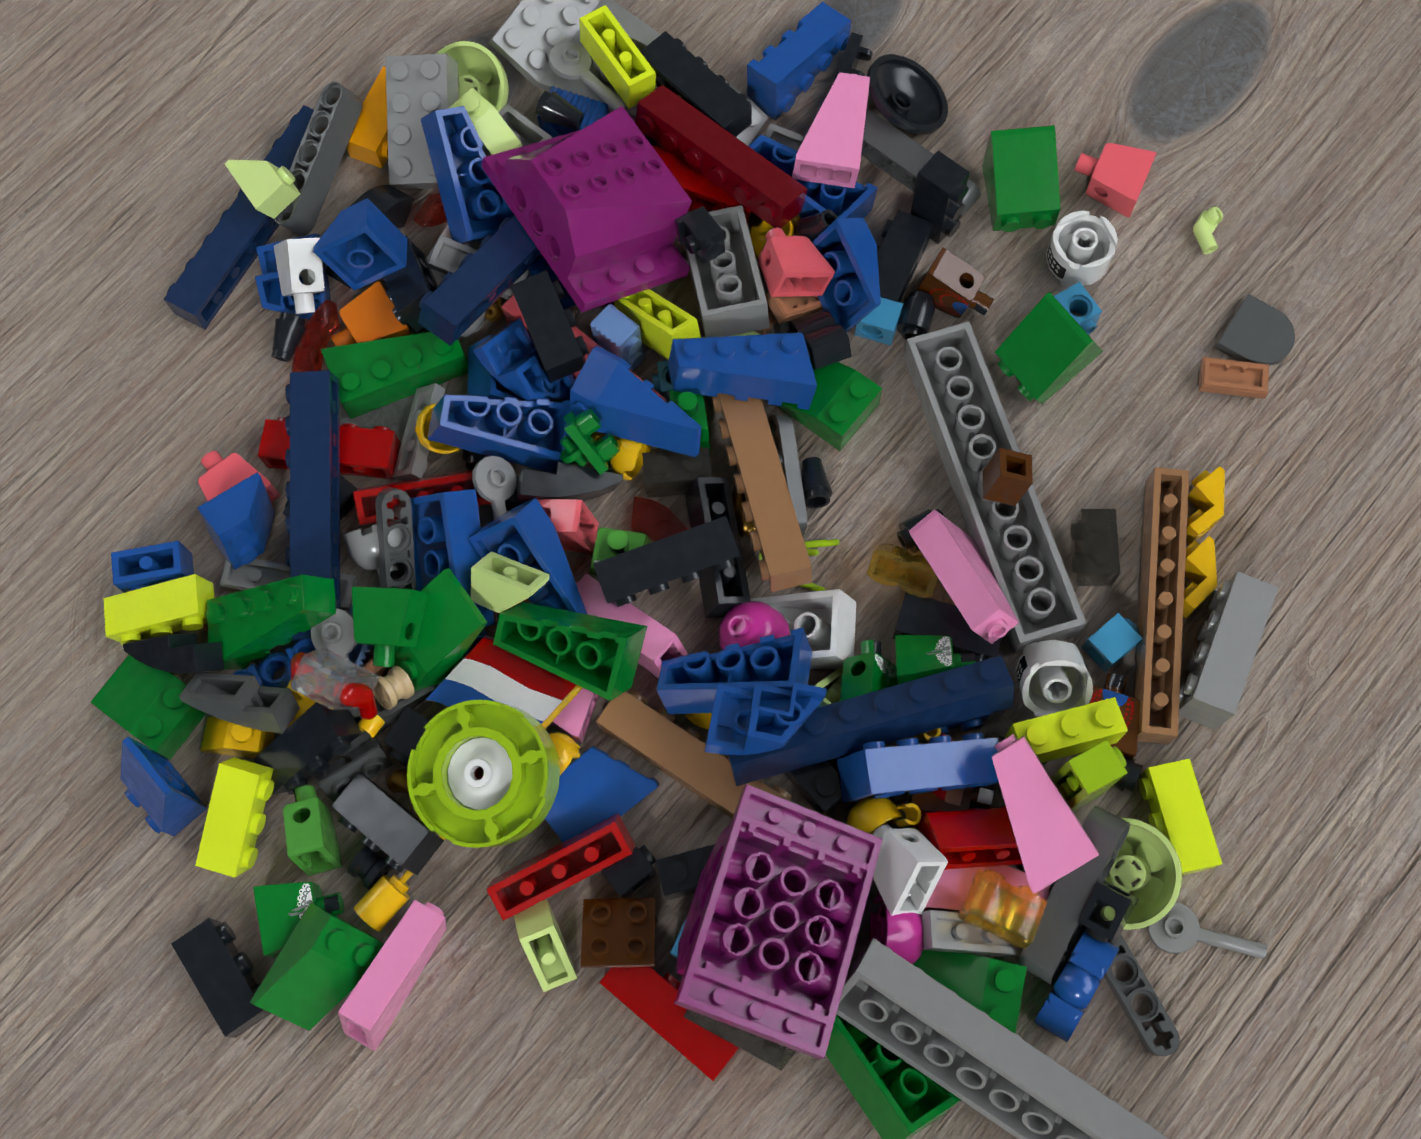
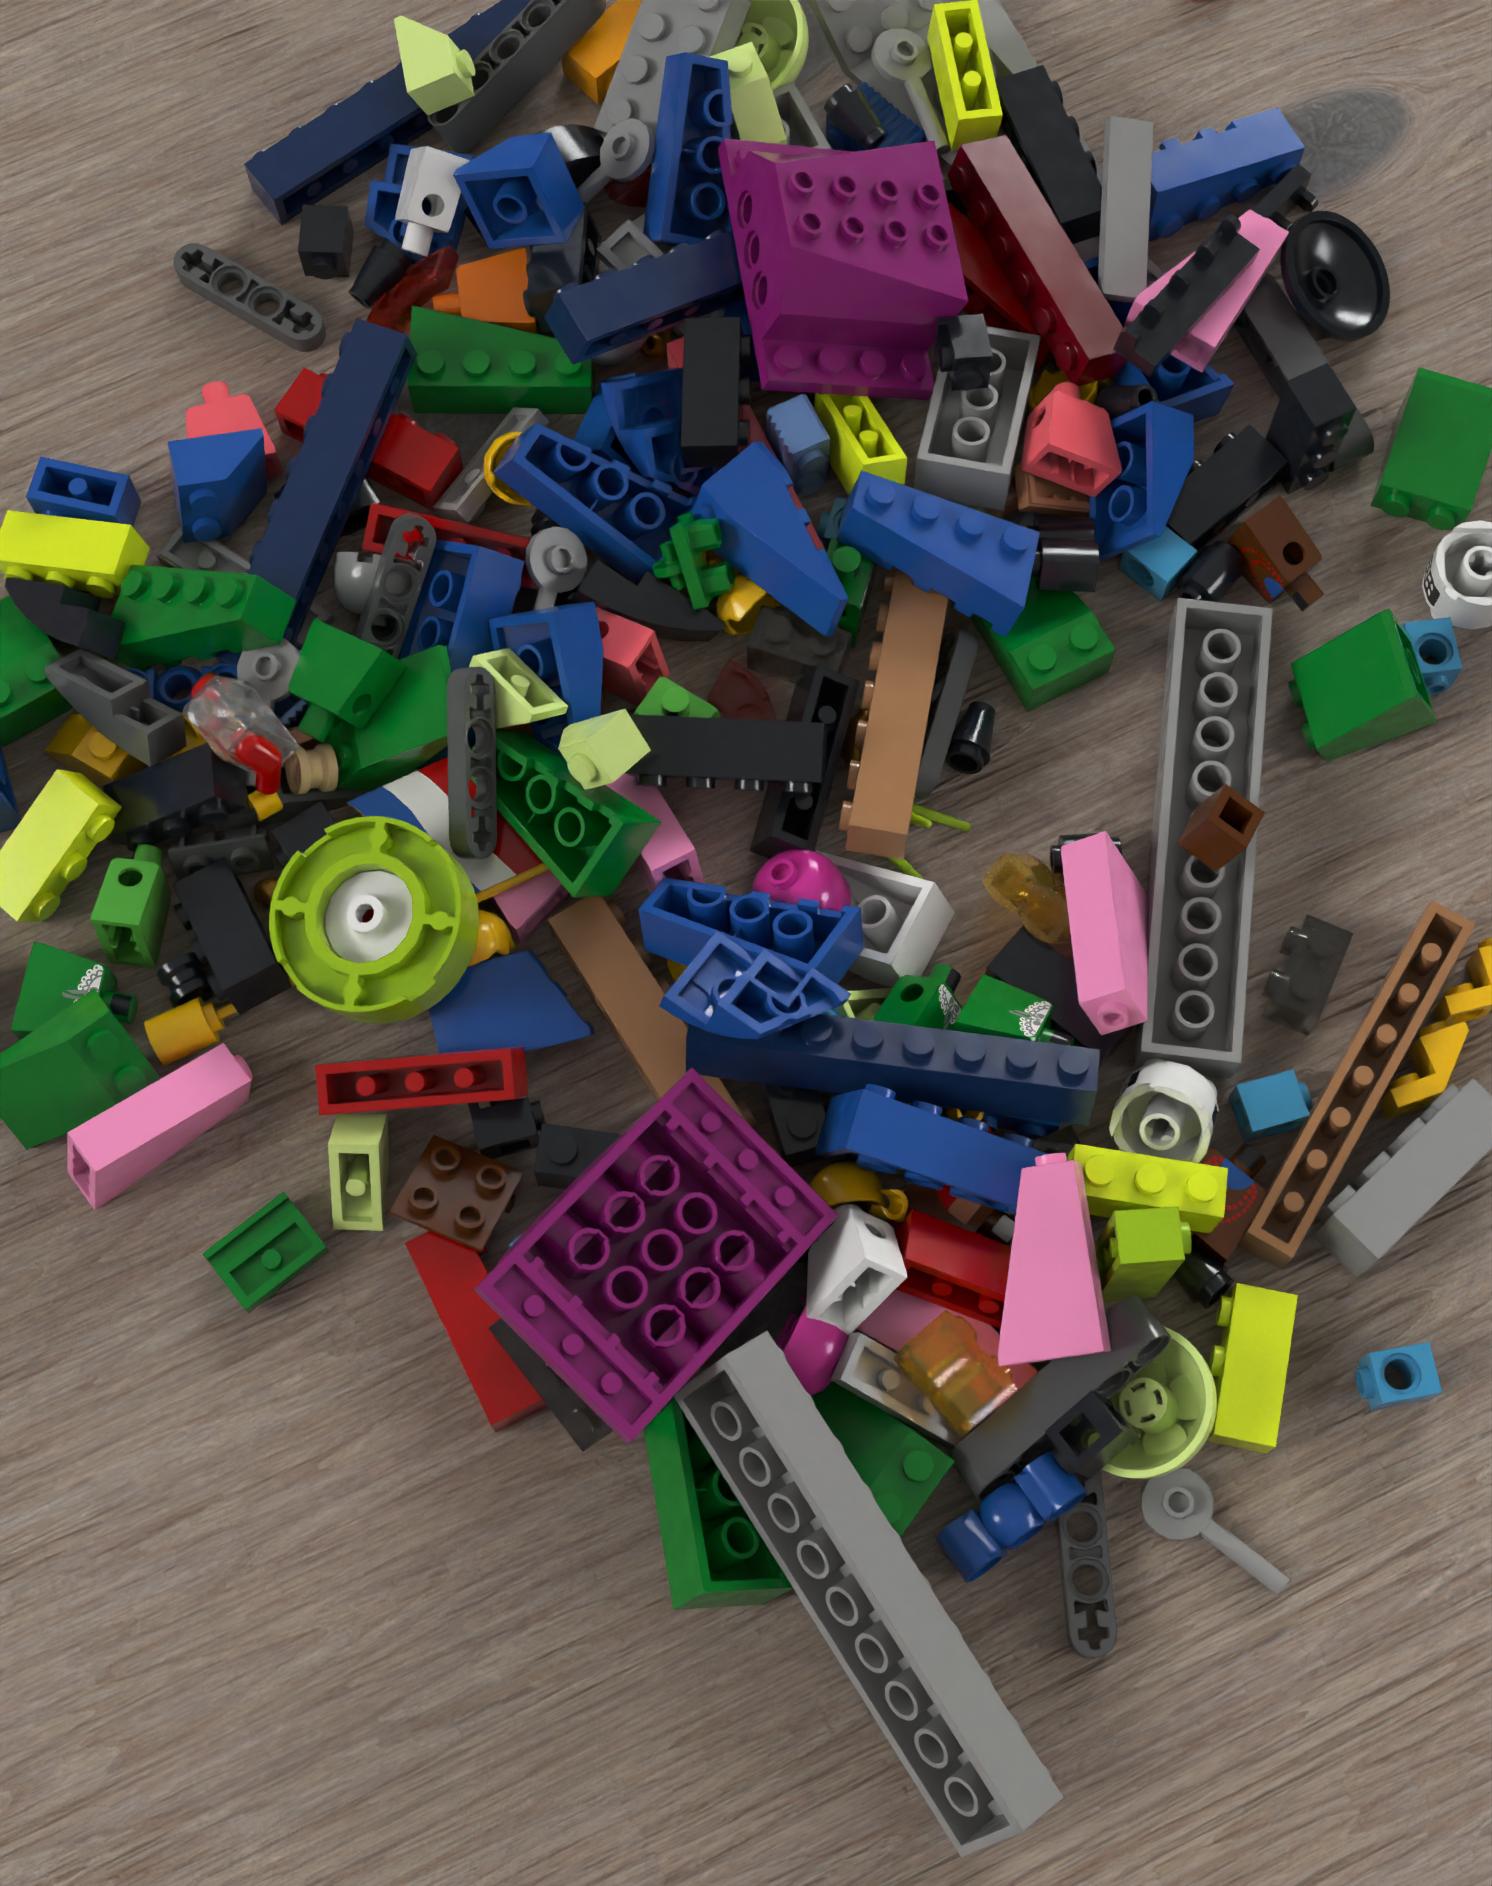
camera: 20 degrees right, 0 degrees up
(204, 390) = (249, 297): none -> dark grey beam
(241, 329) = (325, 241): none -> black brick
(418, 194) = (623, 157): none -> light grey piece
(483, 593) = (467, 763): none -> dark grey beam
(506, 1029) = (265, 1252): none -> green plate
(587, 594) = (602, 748): none -> yellowish green slope
(761, 102) = (1125, 208): none -> light grey tile
(828, 143) = (1187, 297): none -> black hinge
(1283, 772) = (1419, 1372): none -> dark azure brick

